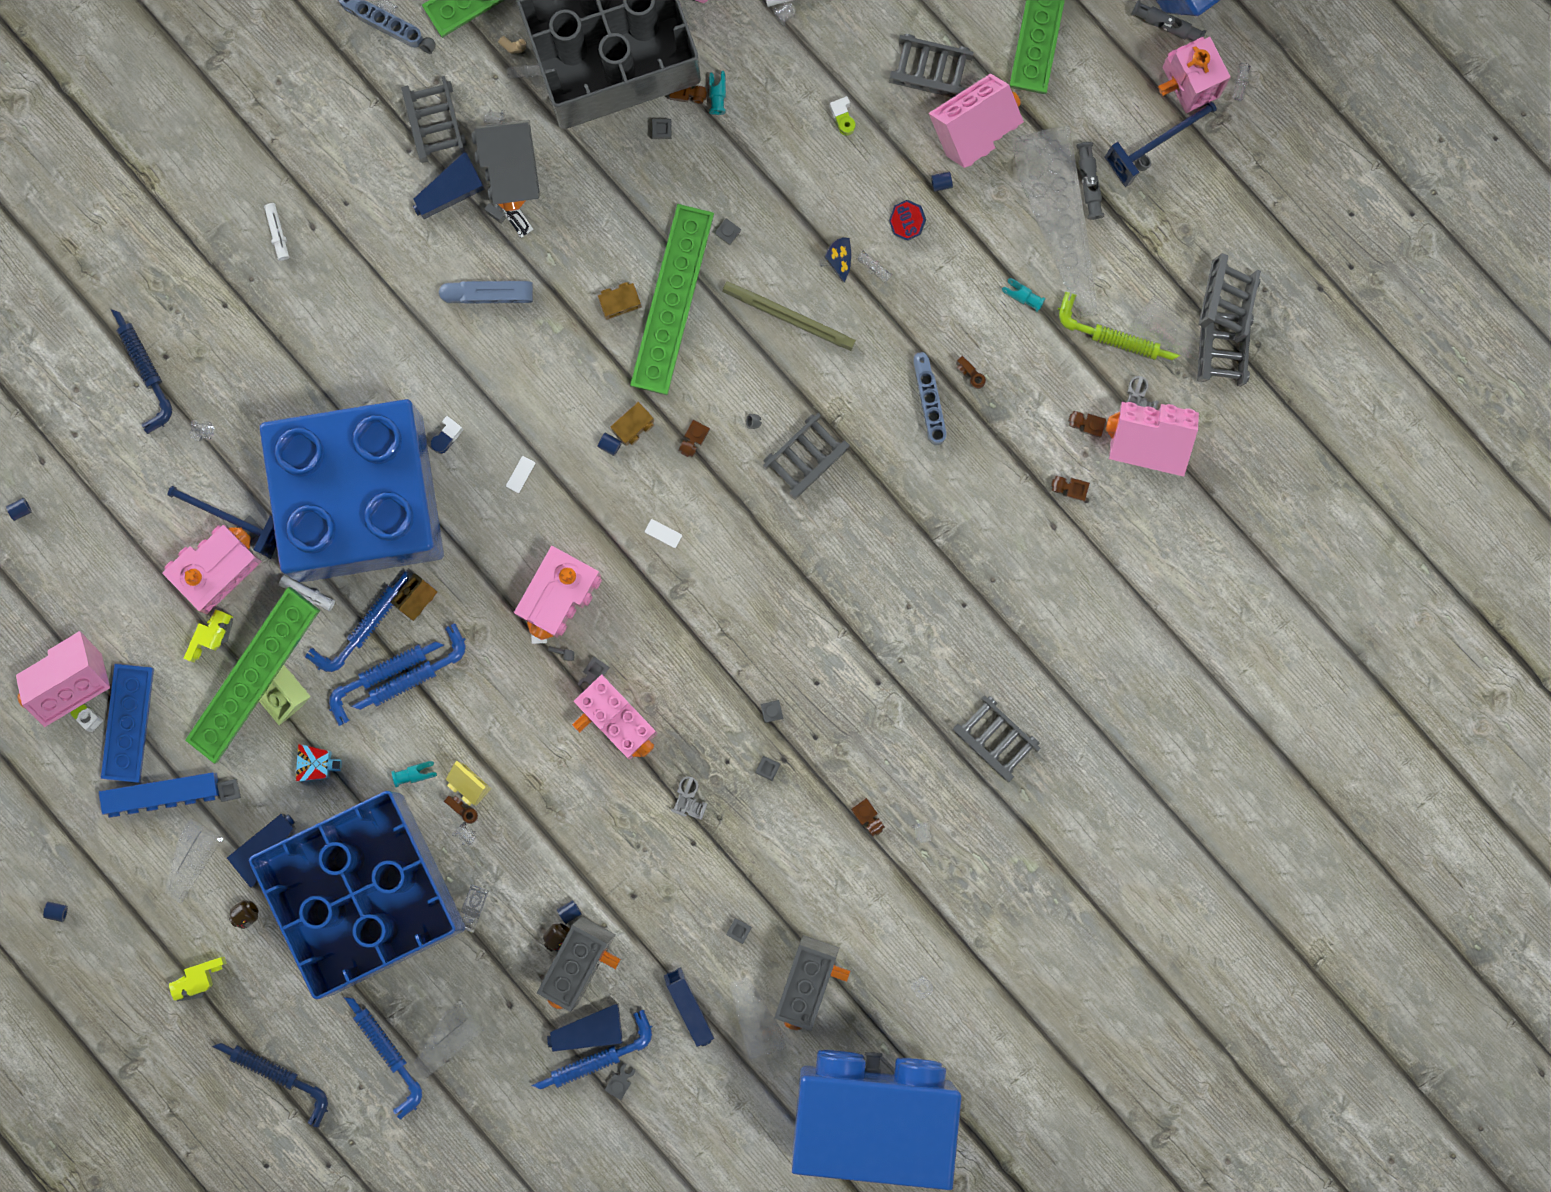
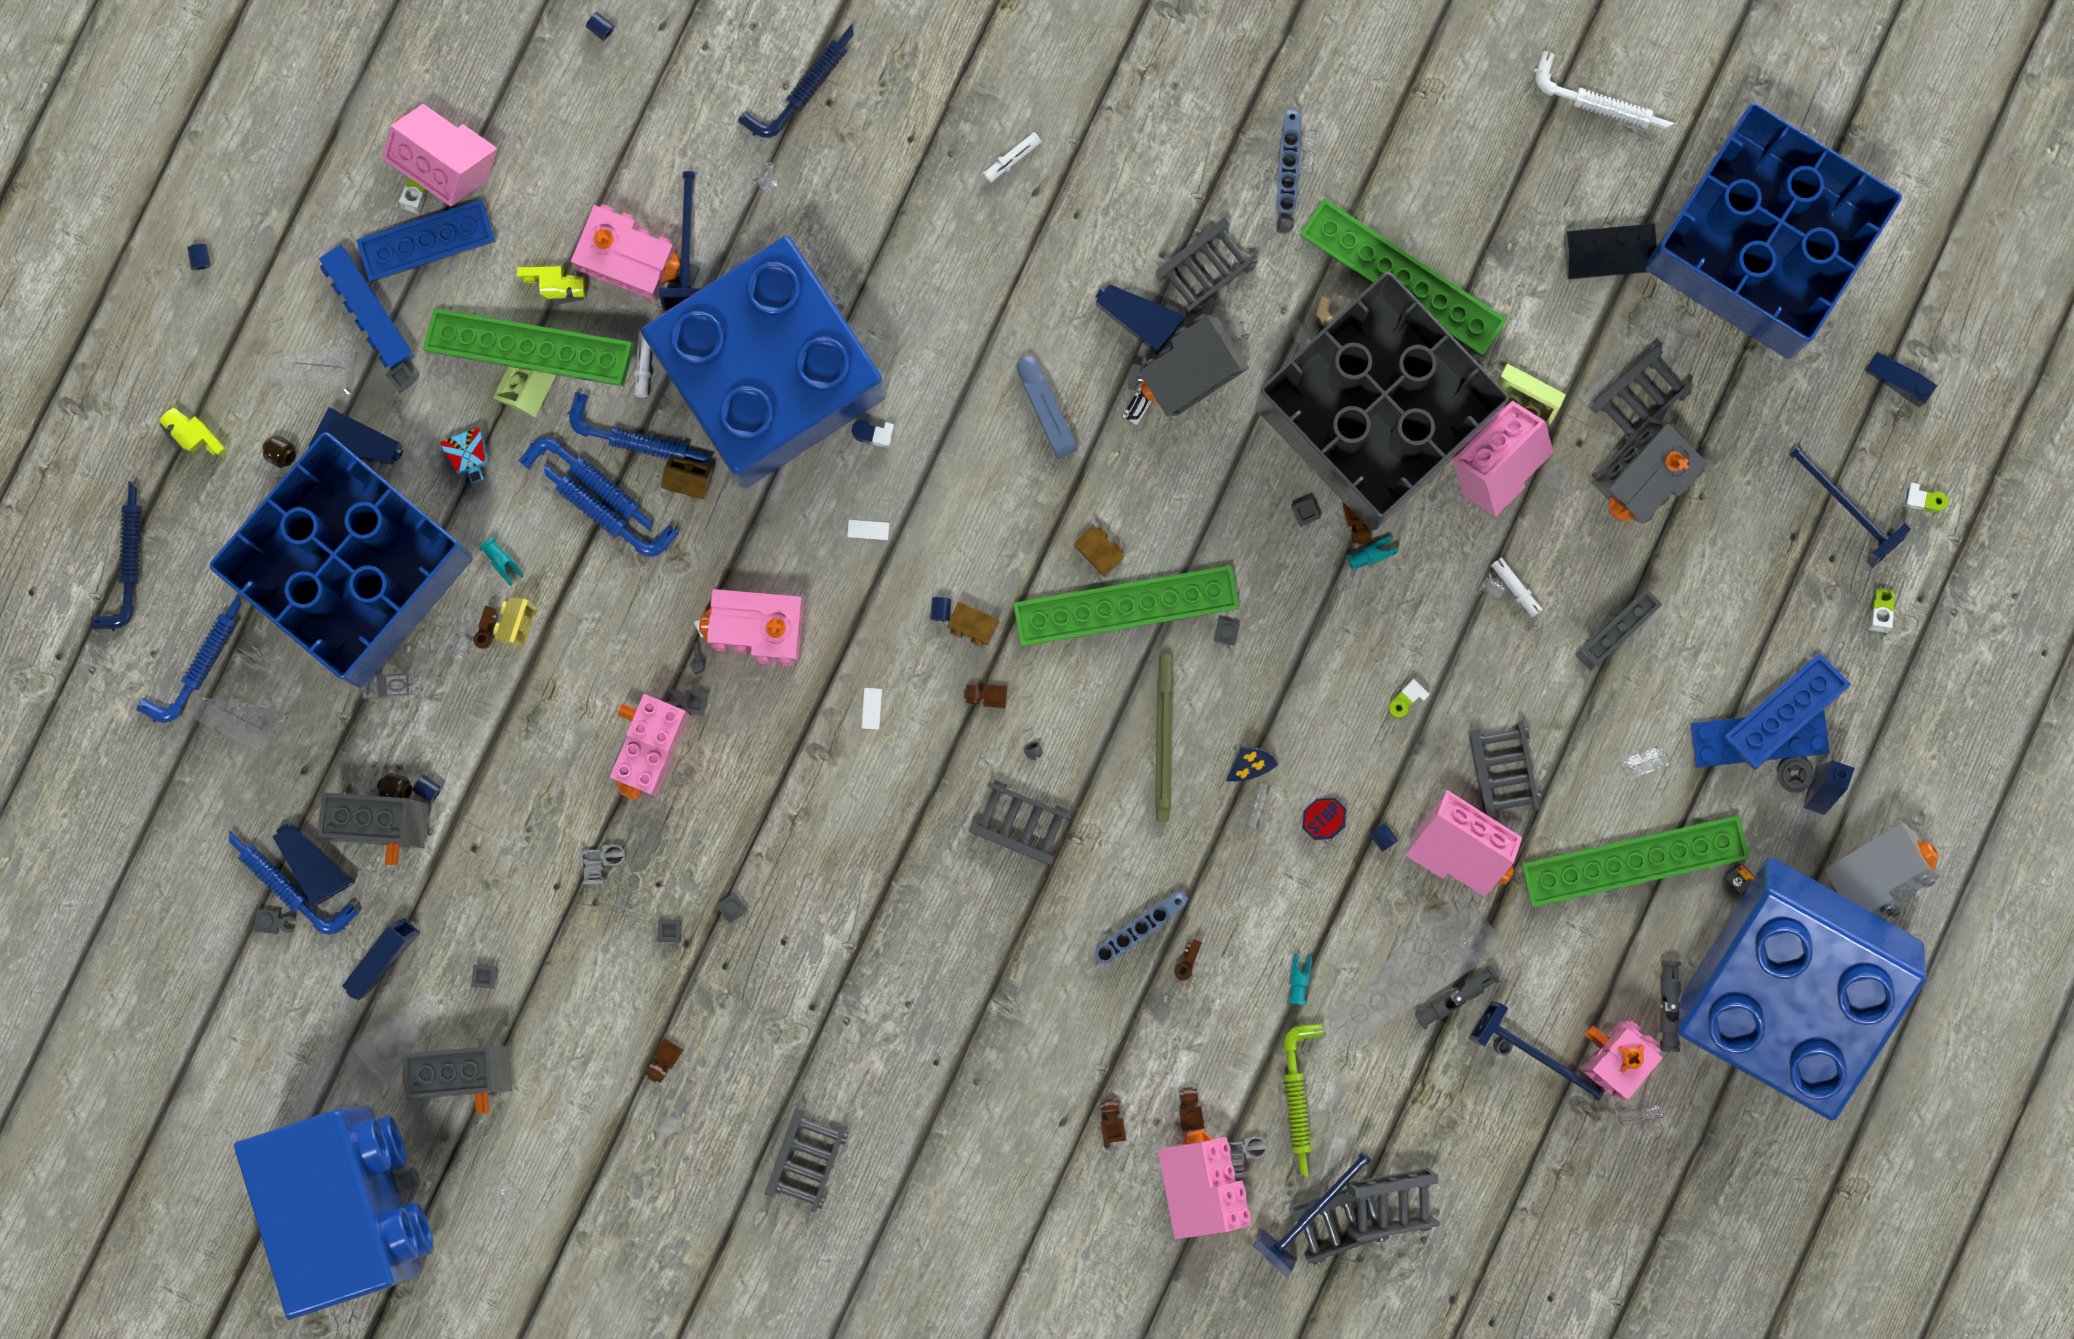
camera: 65 degrees right, 0 degrees up
(1226, 403) = (1275, 1251): none -> dark blue tile

